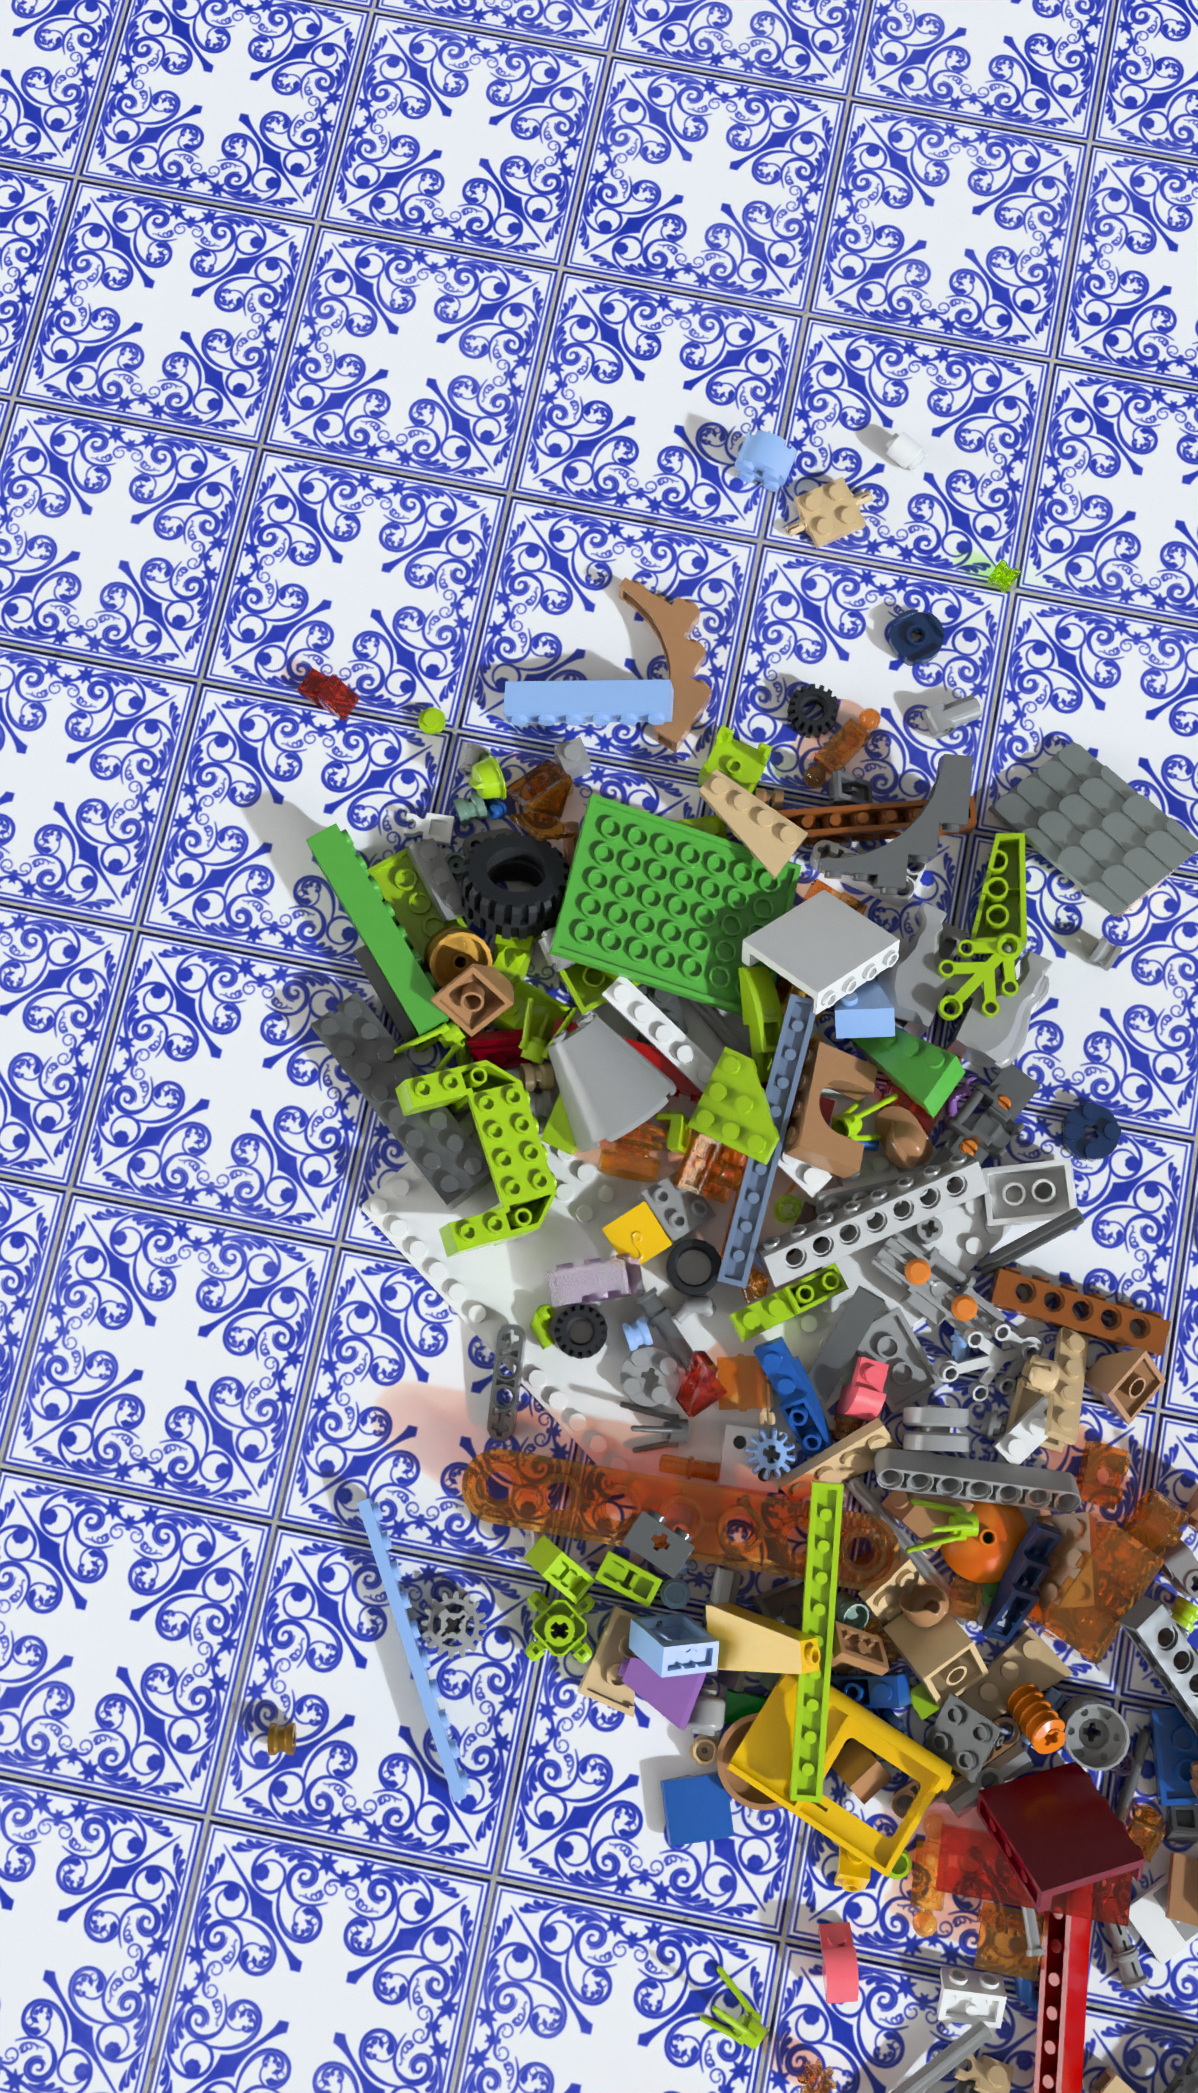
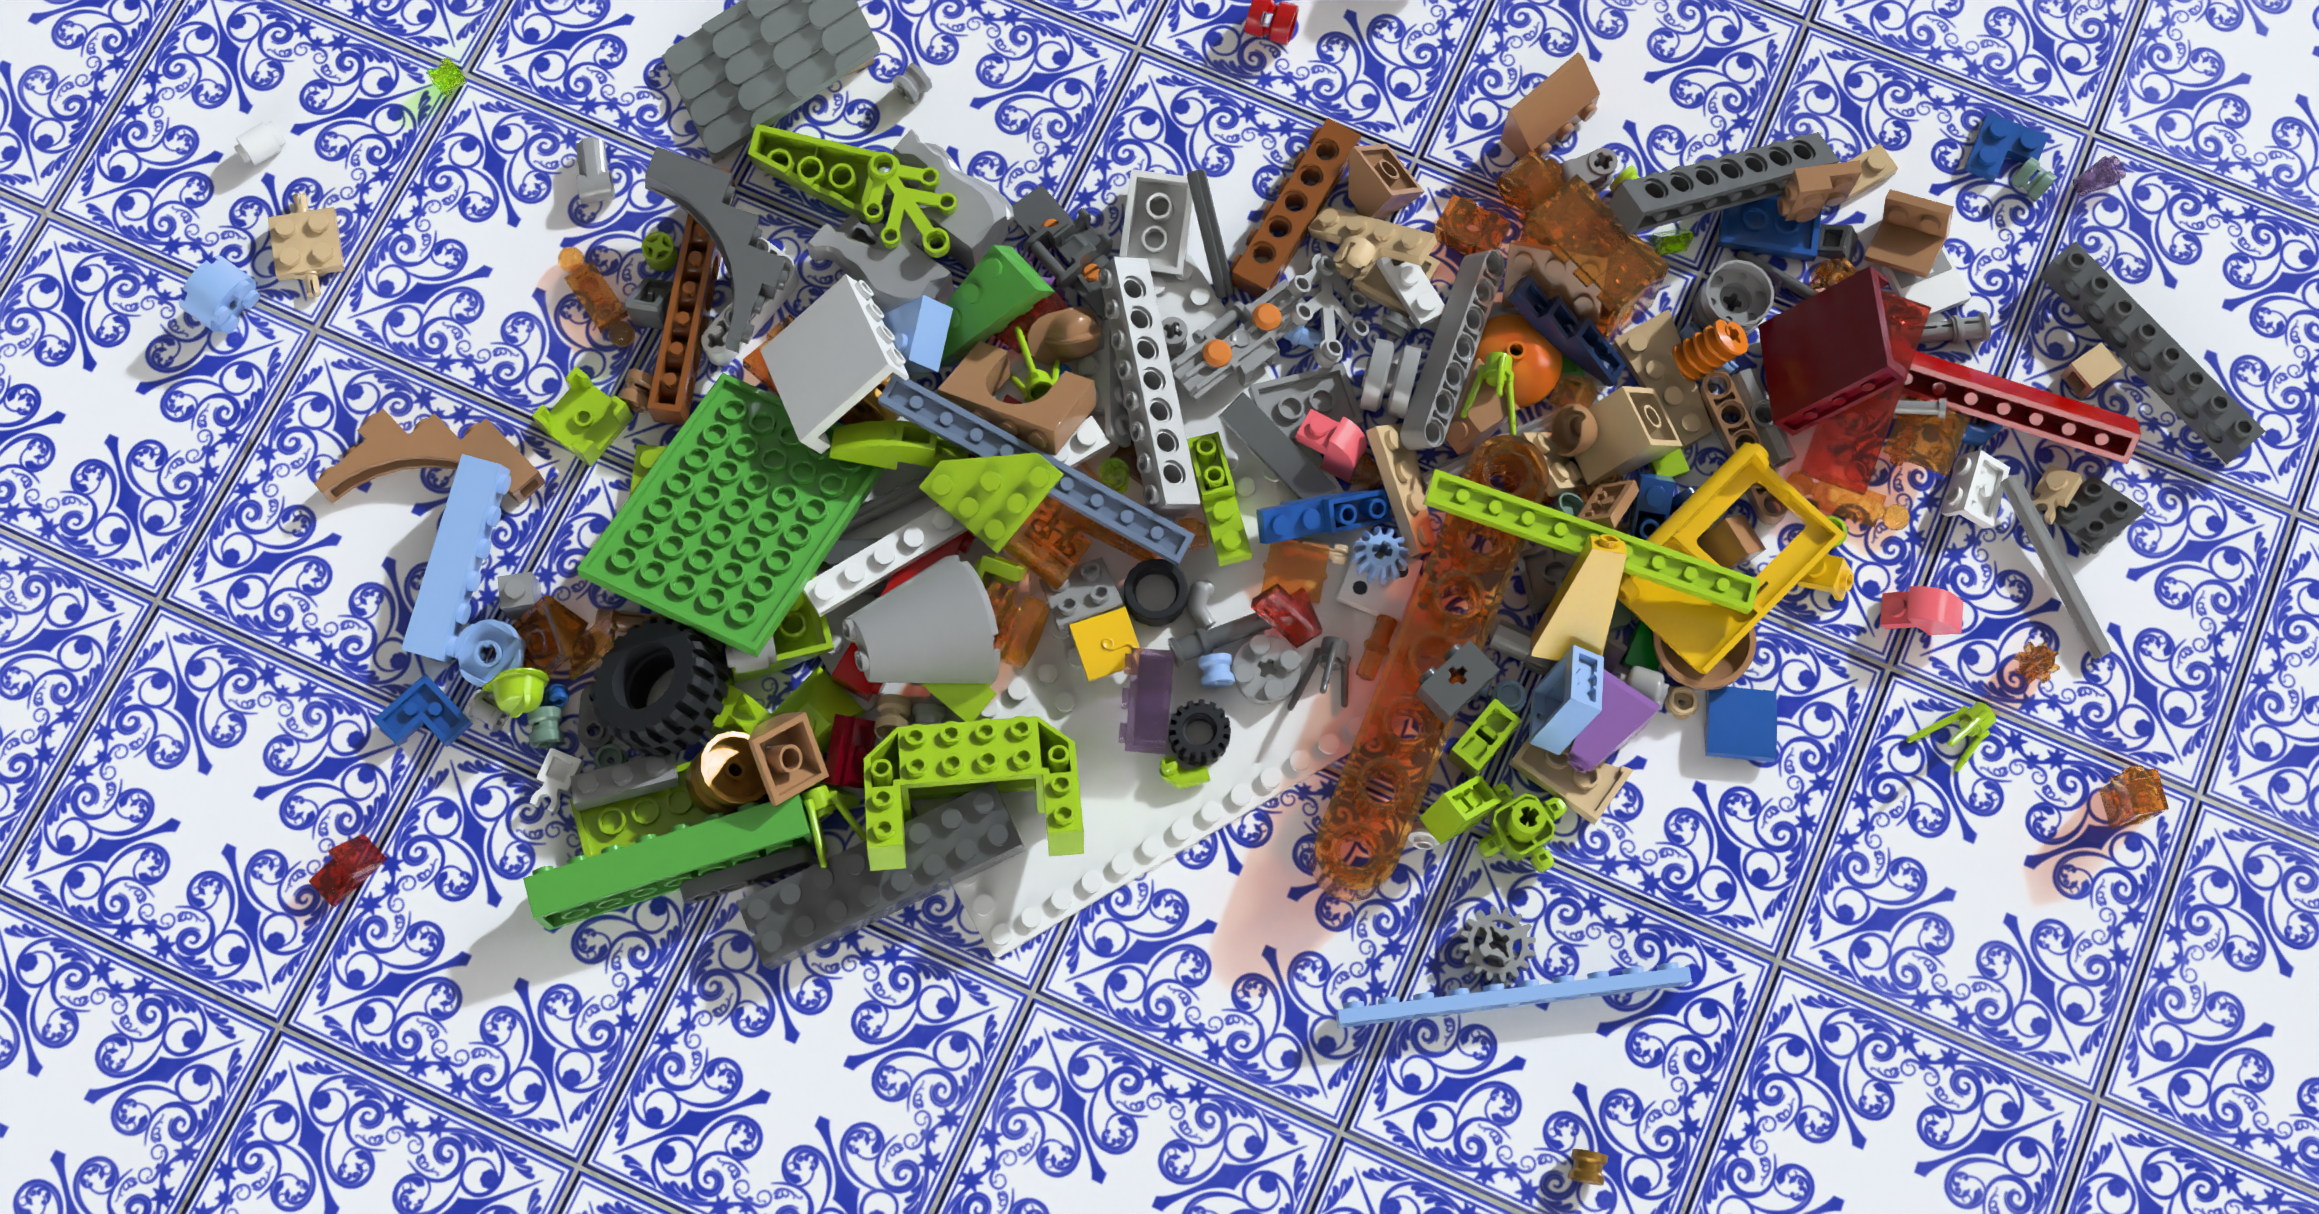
camera: 75 degrees left, 5 degrees down
(431, 721) = (421, 751): lime plate -> none
(468, 714) = (423, 705): none -> blue plate
(510, 1382) = (1236, 832): dark grey beam -> none
(533, 756) = (485, 633): none -> light blue plate
(535, 1048) = (861, 706): lime plant -> none
(760, 827) = (671, 396): tan wing -> none
(818, 696) = (533, 302): black tyre -> none
(897, 781) = (655, 244): none -> lime wheel
(911, 651) = (494, 203): dark blue plate -> none
(963, 1737) = (1716, 425): dark grey hinge -> none
(1106, 1130) = (1104, 132): dark blue plate -> none
(1139, 1666) = (1672, 241): none -> clear neon green slope

